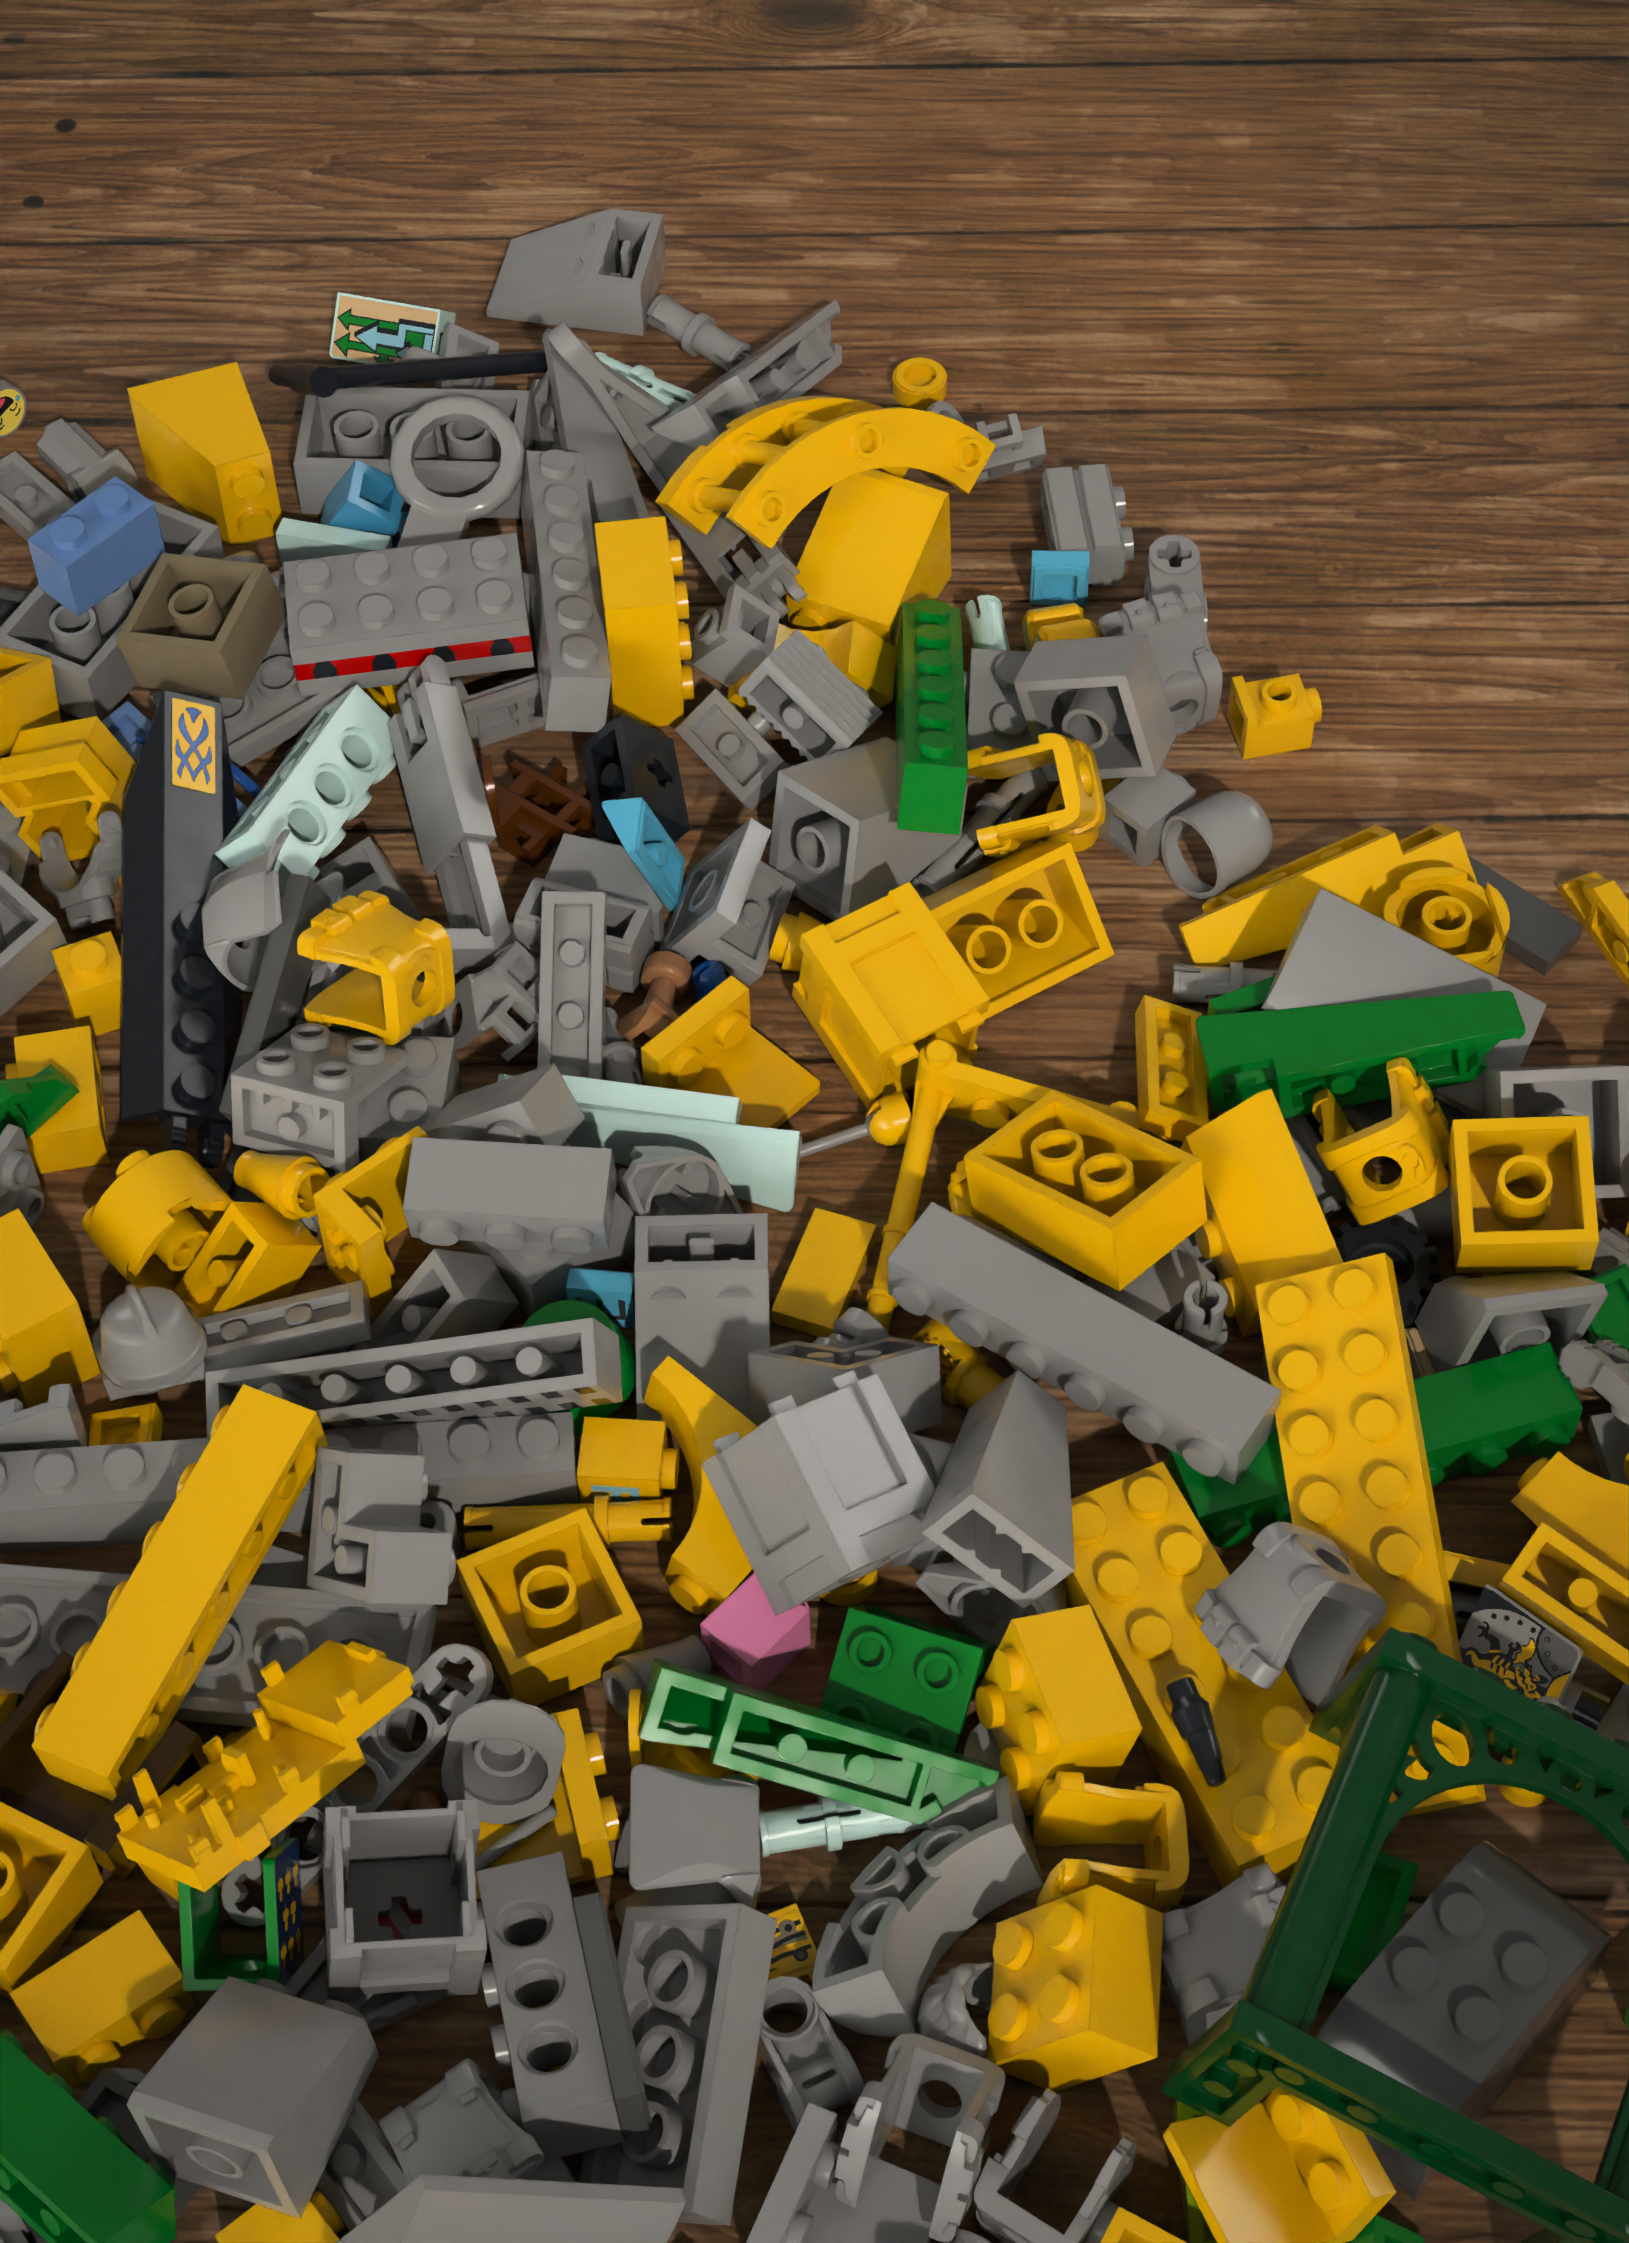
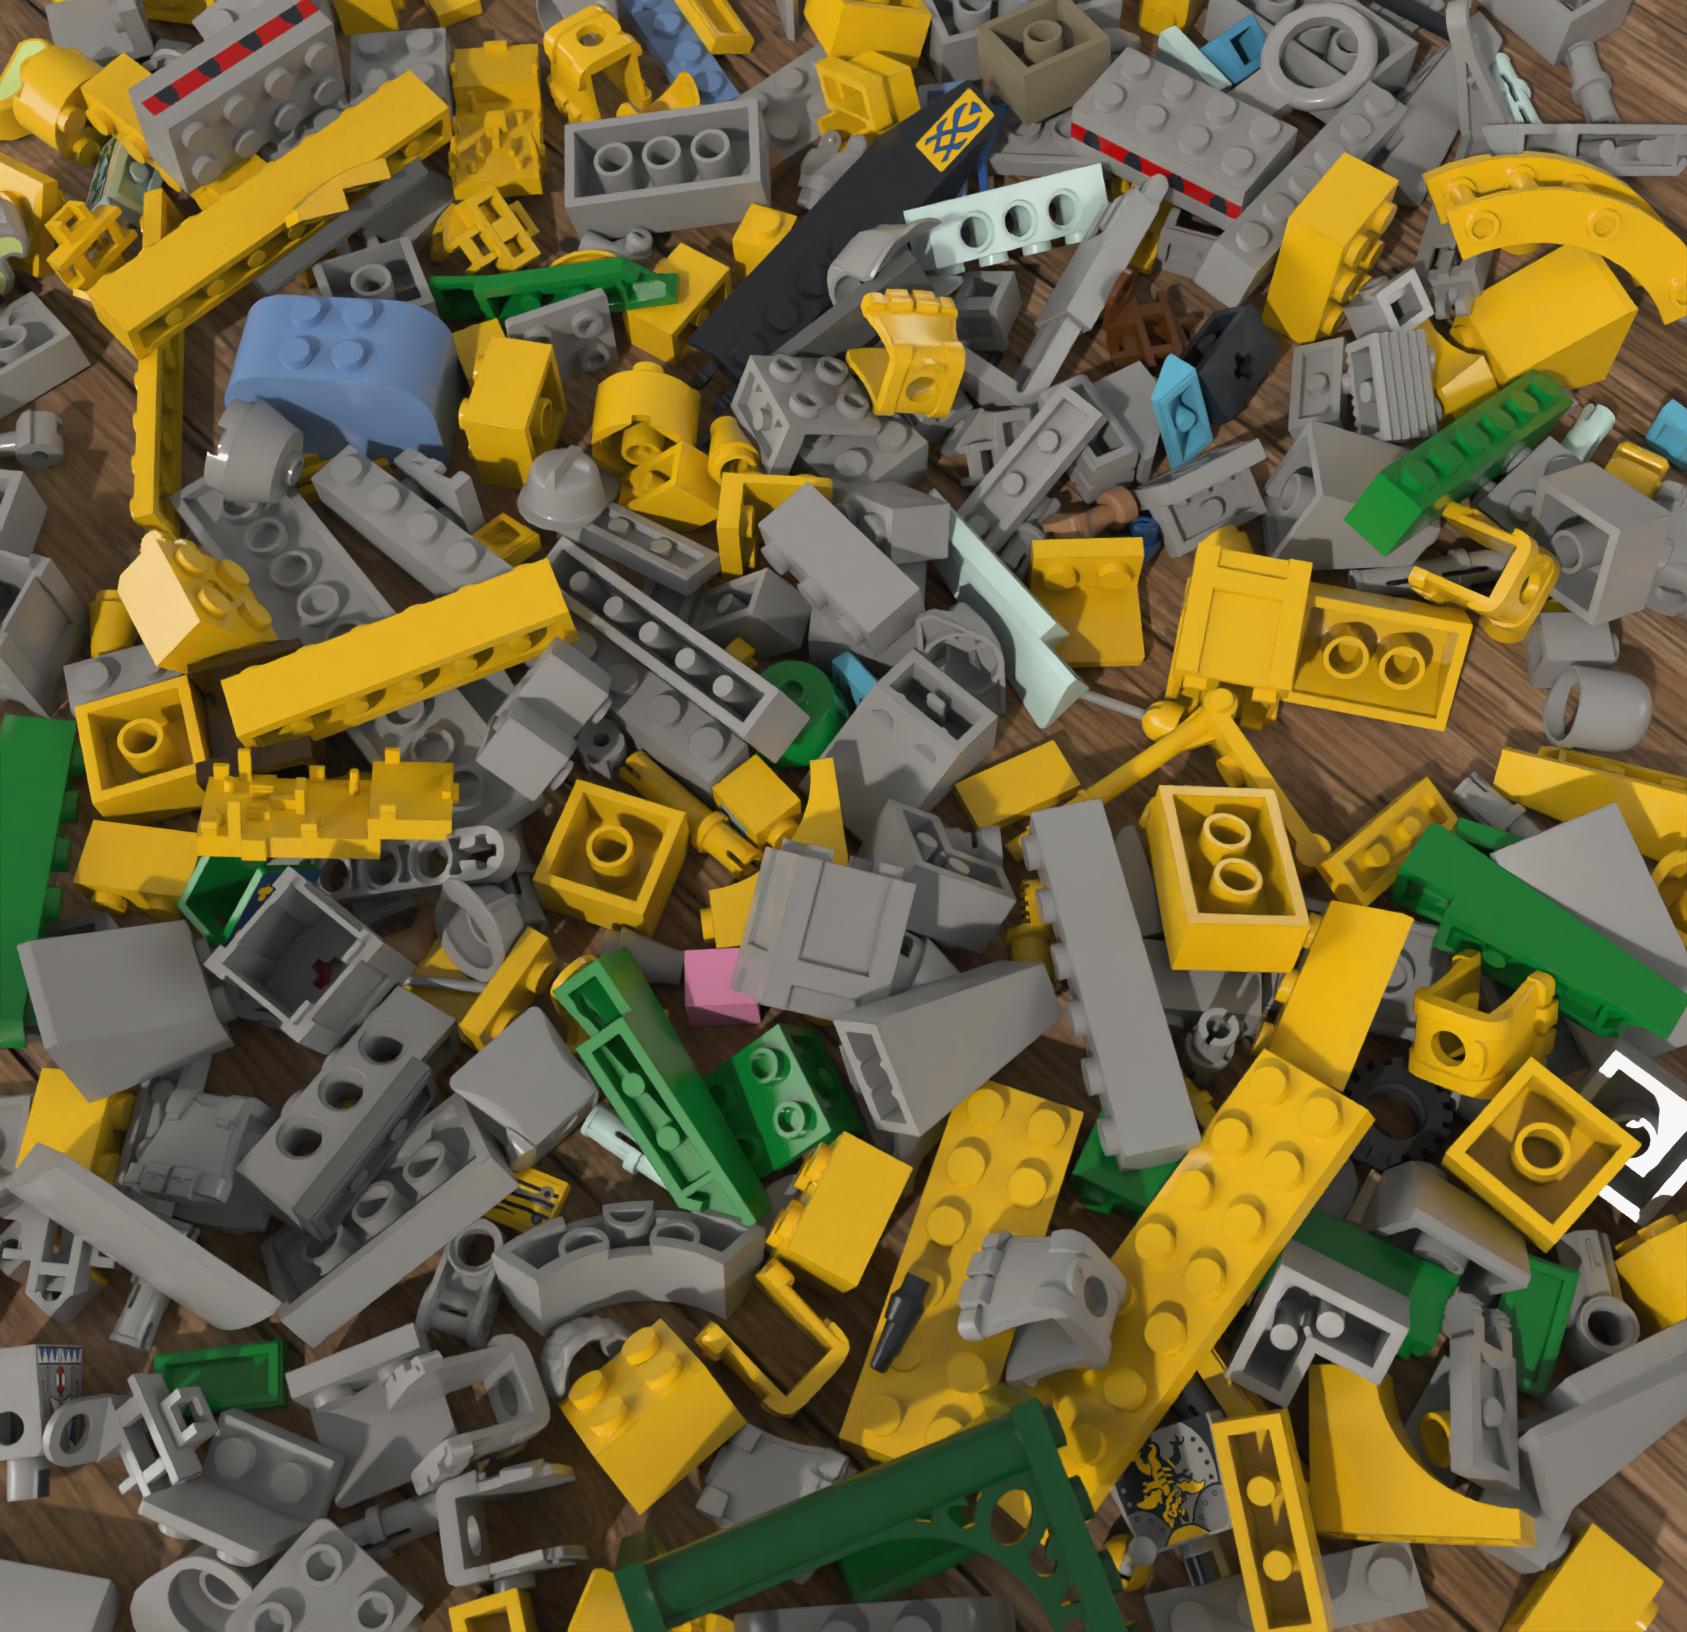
camera: 45 degrees right, 10 degrees up
(1476, 1455) = (1319, 1309): none -> light grey brick

